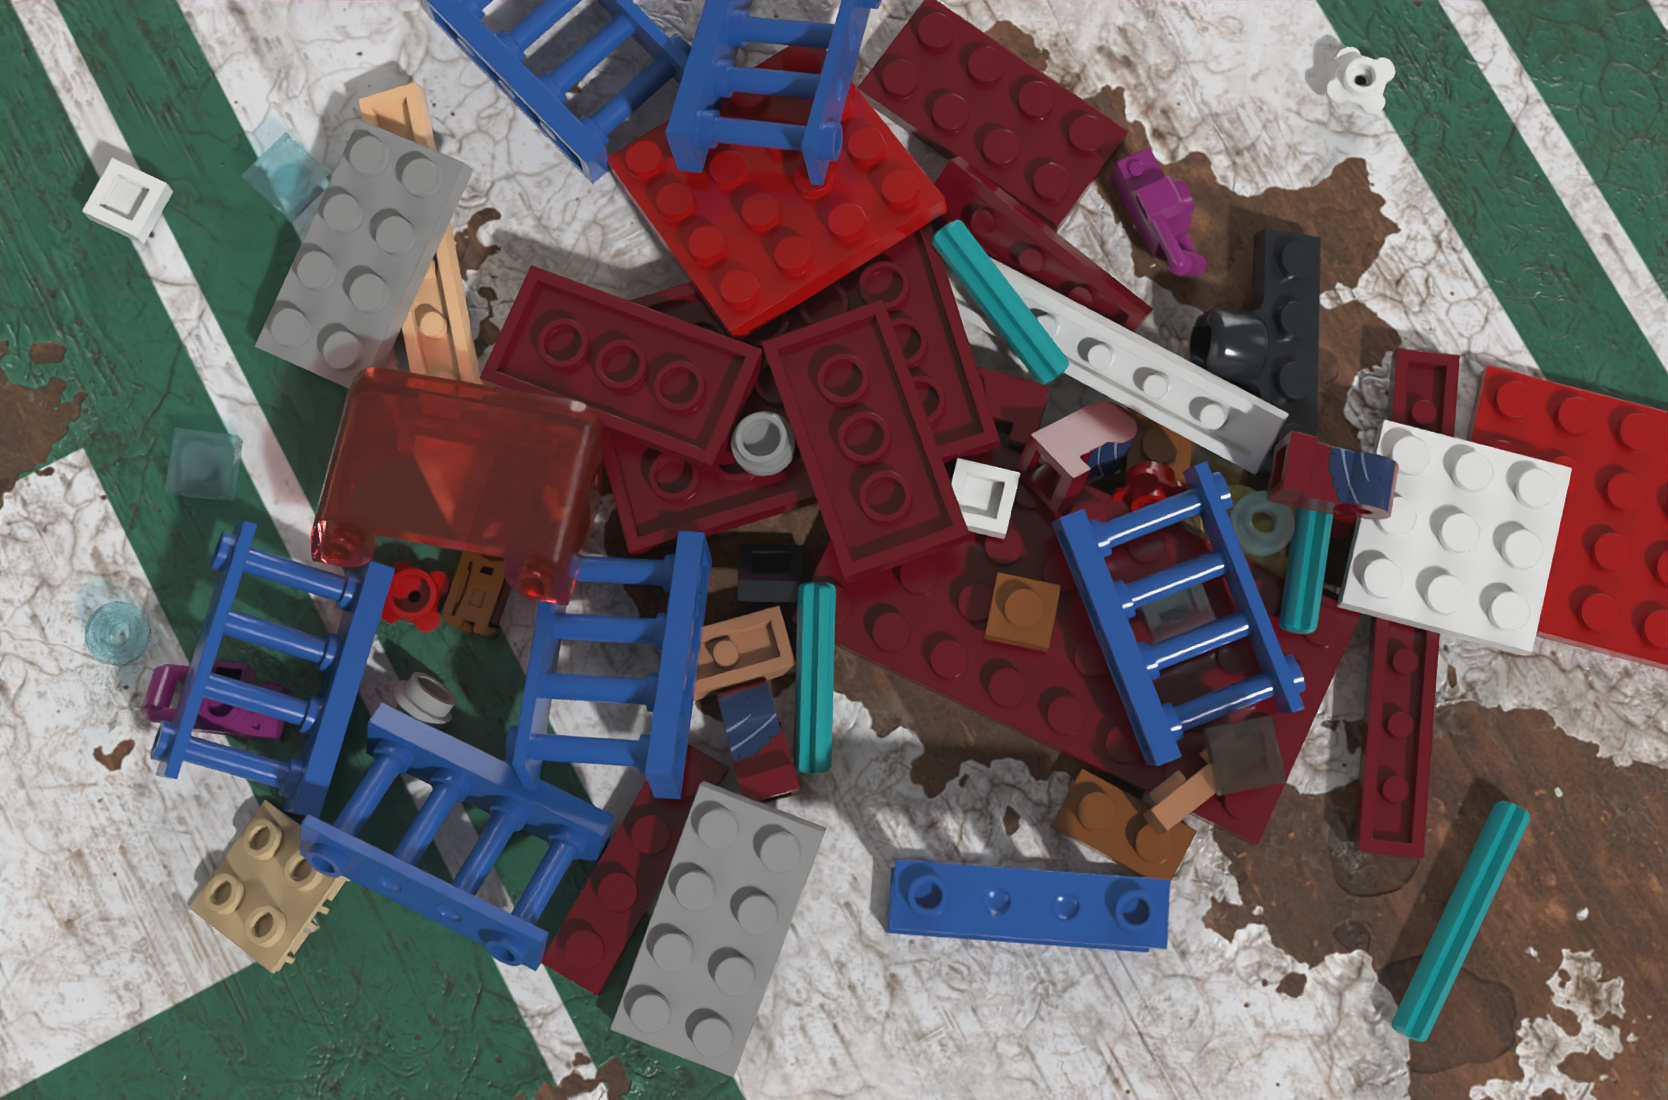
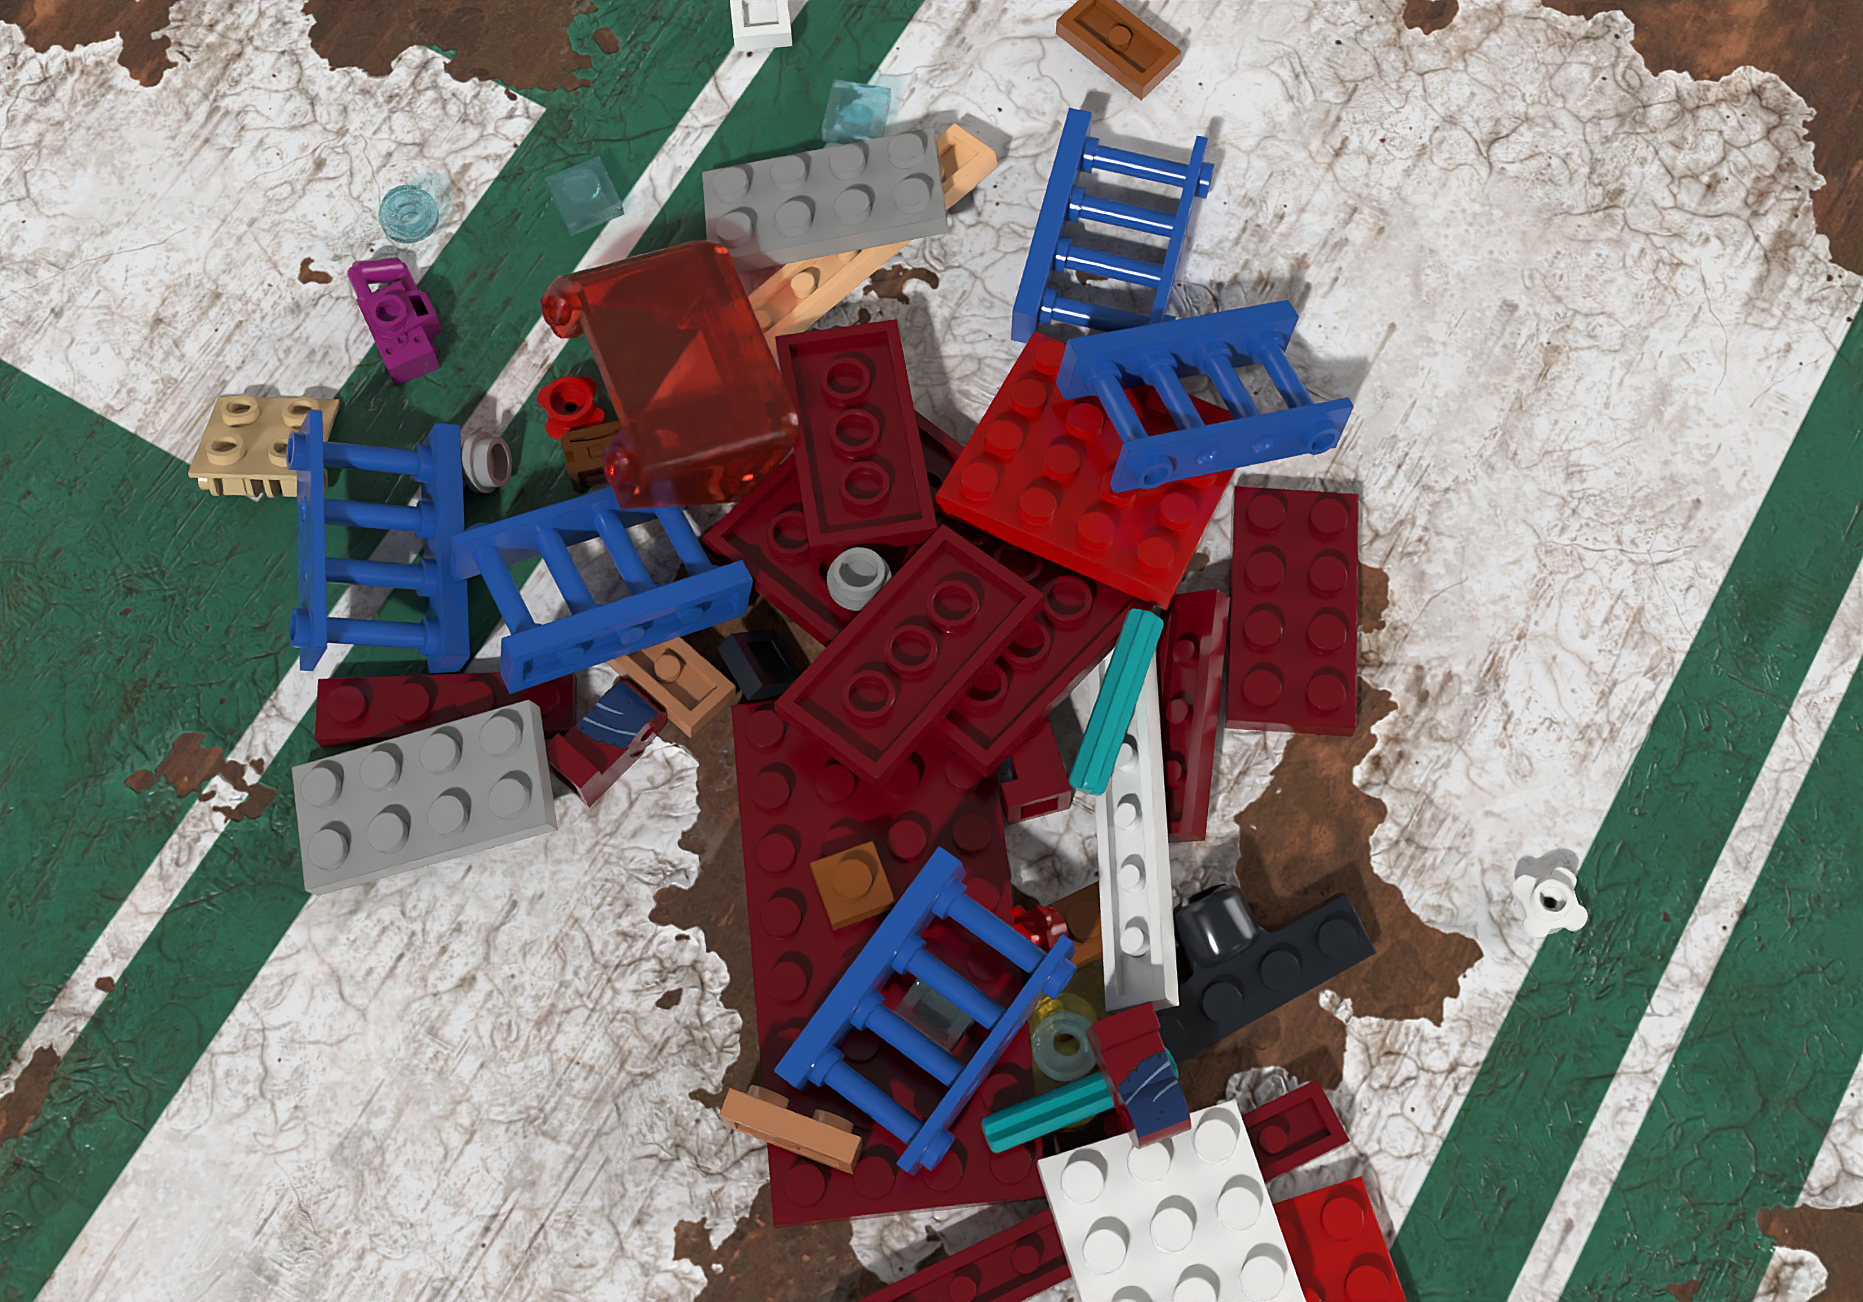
camera: 60 degrees right, 10 degrees down
(321, 717) = (422, 391): blue fence -> none
(814, 677) = (689, 750): teal axle -> none
(985, 496) = (930, 789): white plate -> none
(1028, 906) = (580, 1034): blue fence -> none
(1074, 449) = (1028, 846): dark red leg -> none
(1114, 827) = (711, 1066): dark orange plate -> none
(1159, 211) = (1299, 799): magenta piece -> none
(1244, 755) = (827, 1140): clear smoke tile -> none

